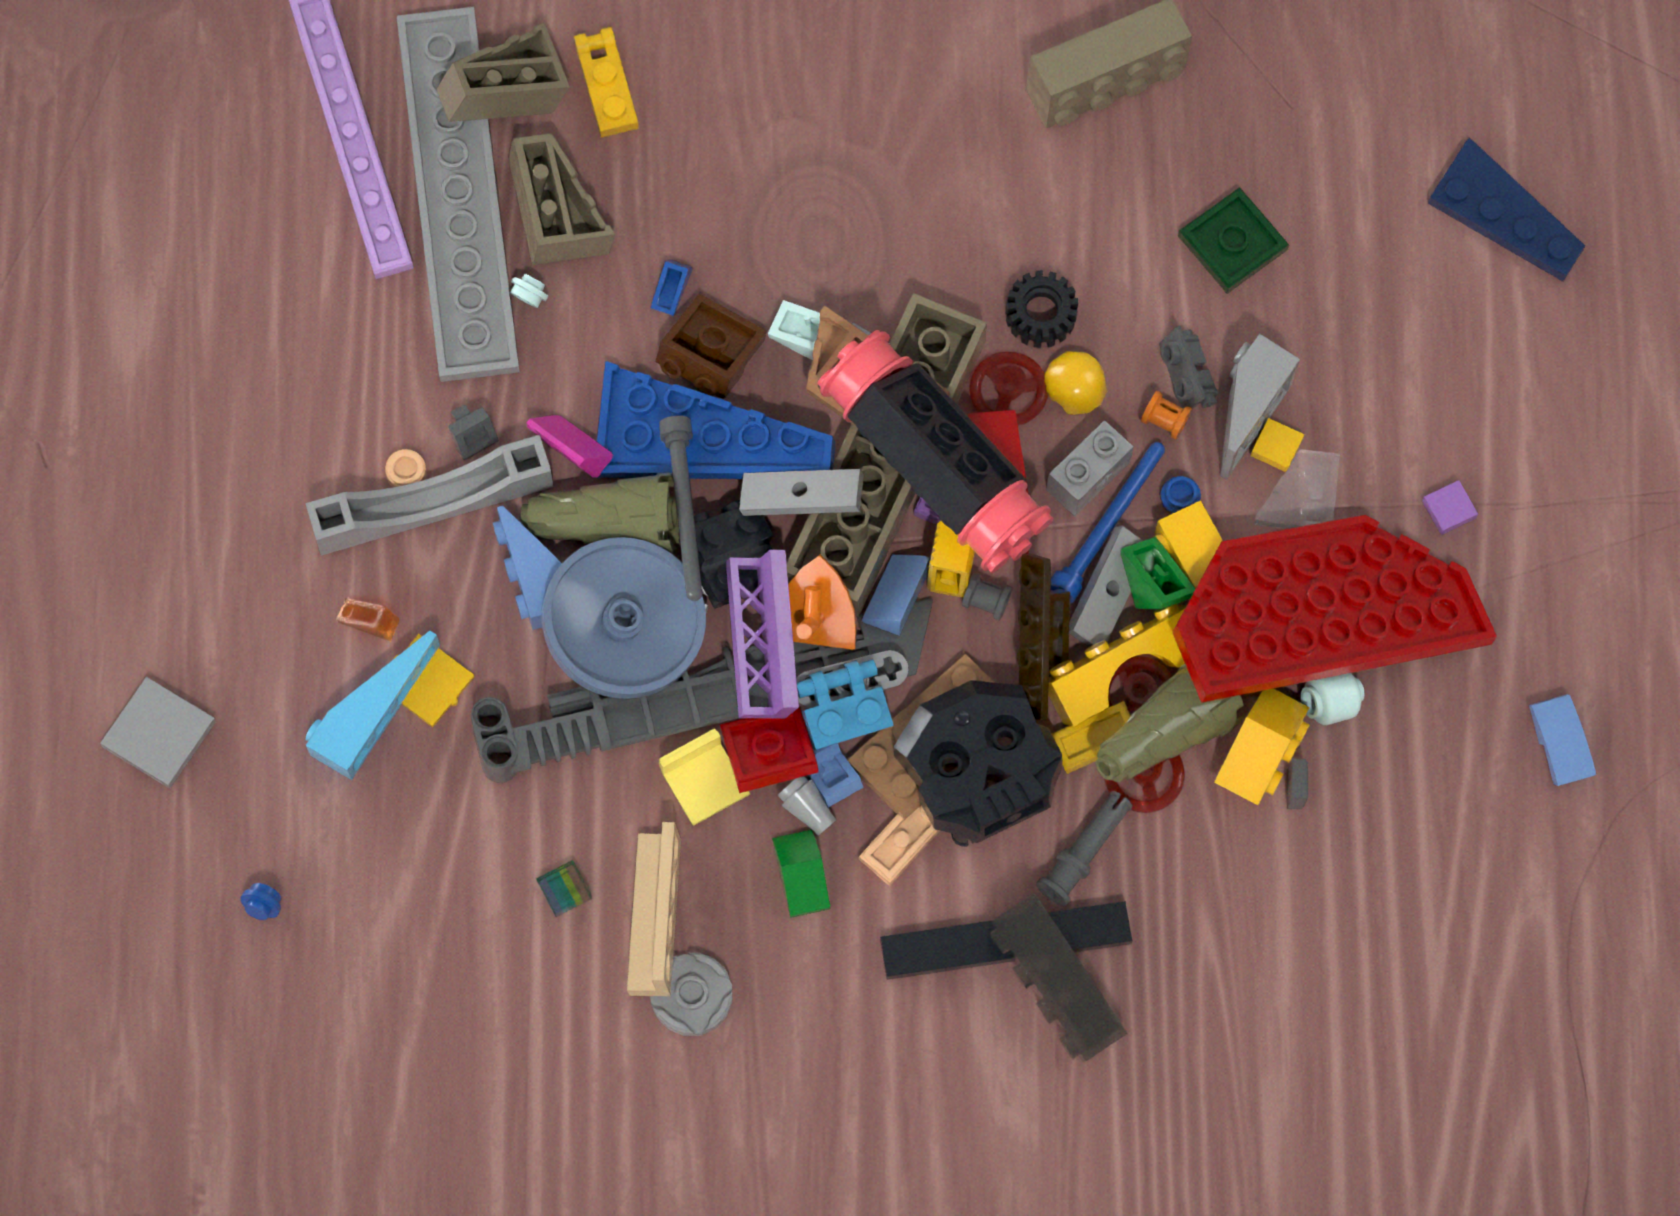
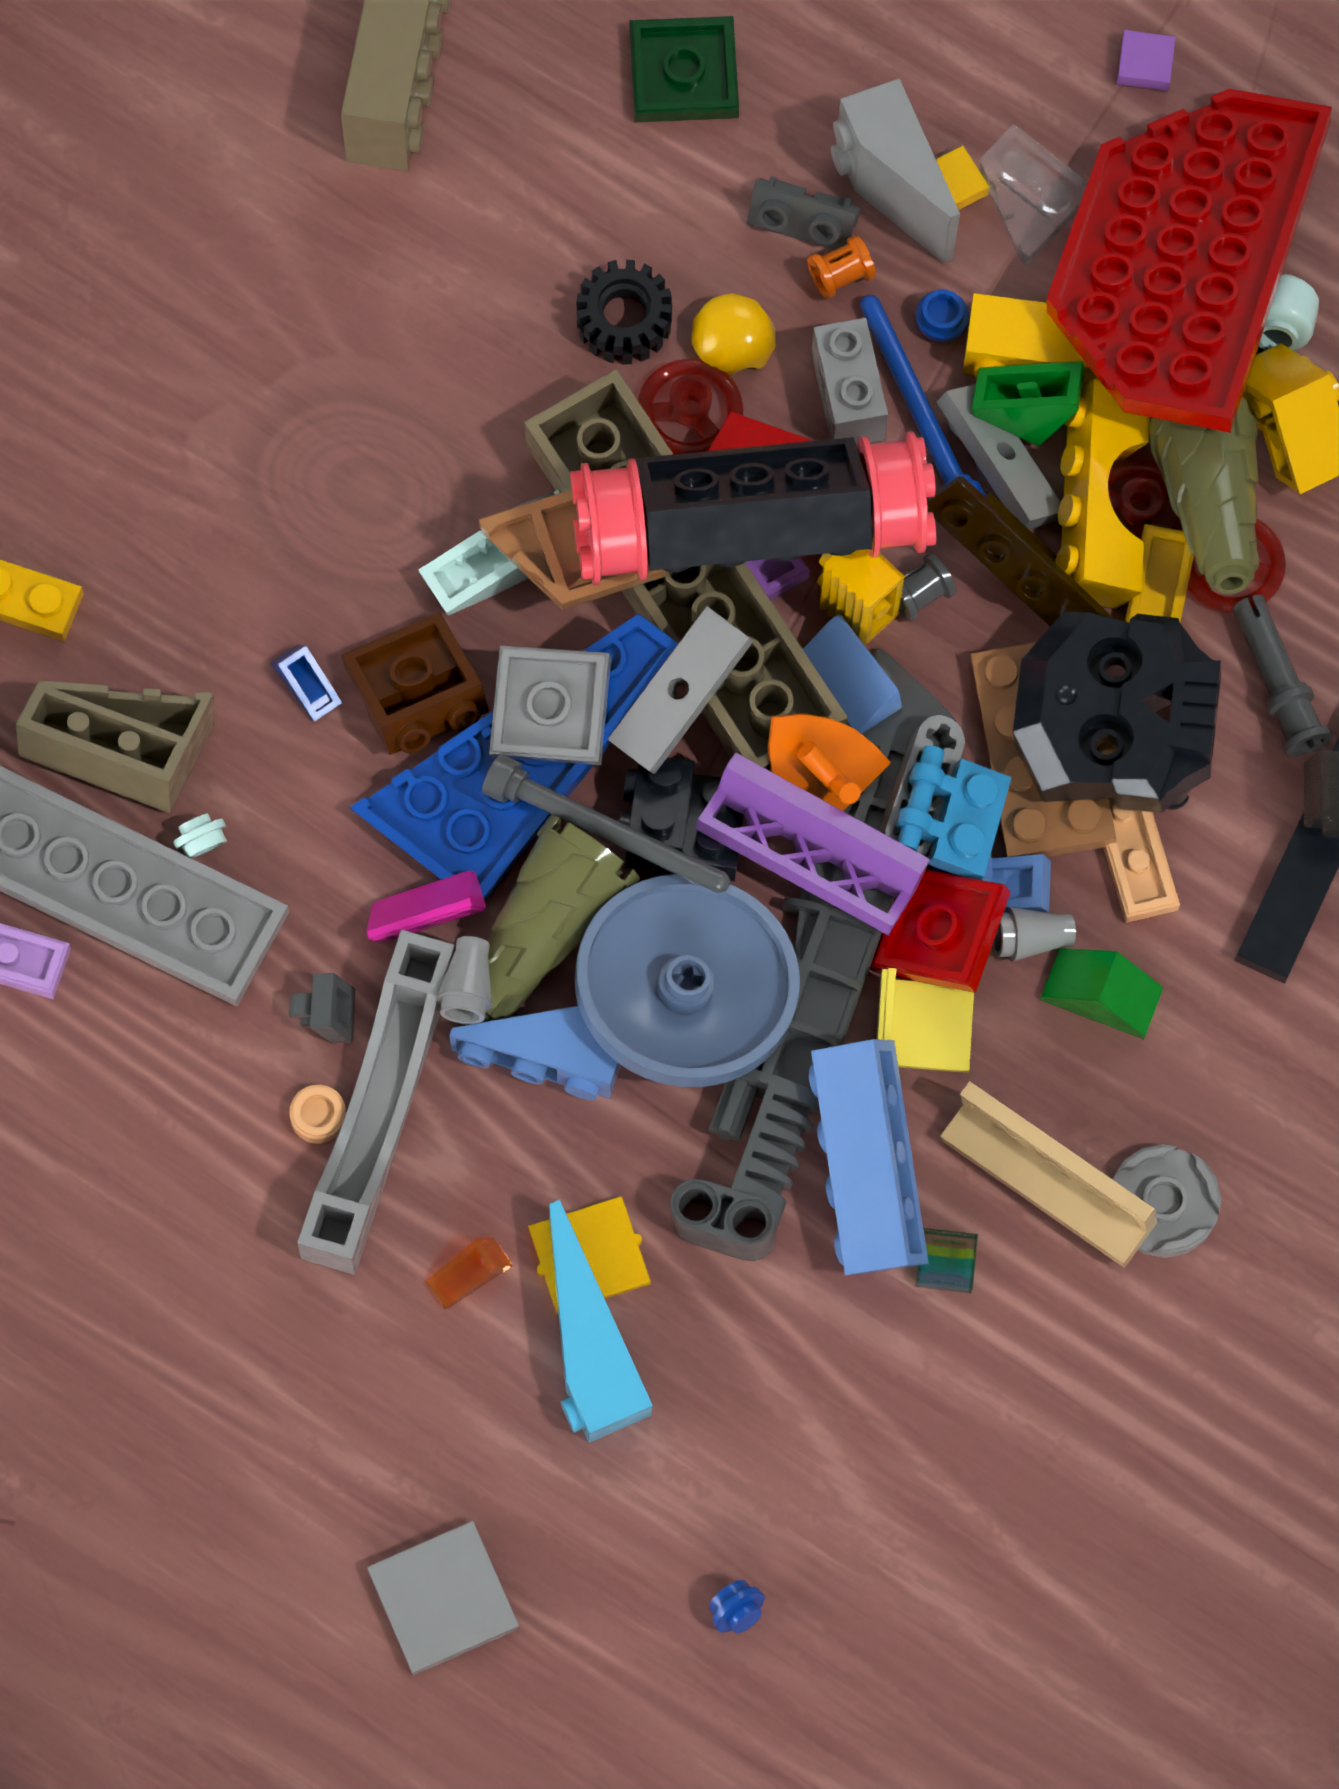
camera: 55 degrees left, 0 degrees up
(532, 493) = (467, 986): none -> light grey cone
(582, 796) = (868, 1157): none -> medium blue brick
(740, 426) = (550, 705): none -> light grey tile

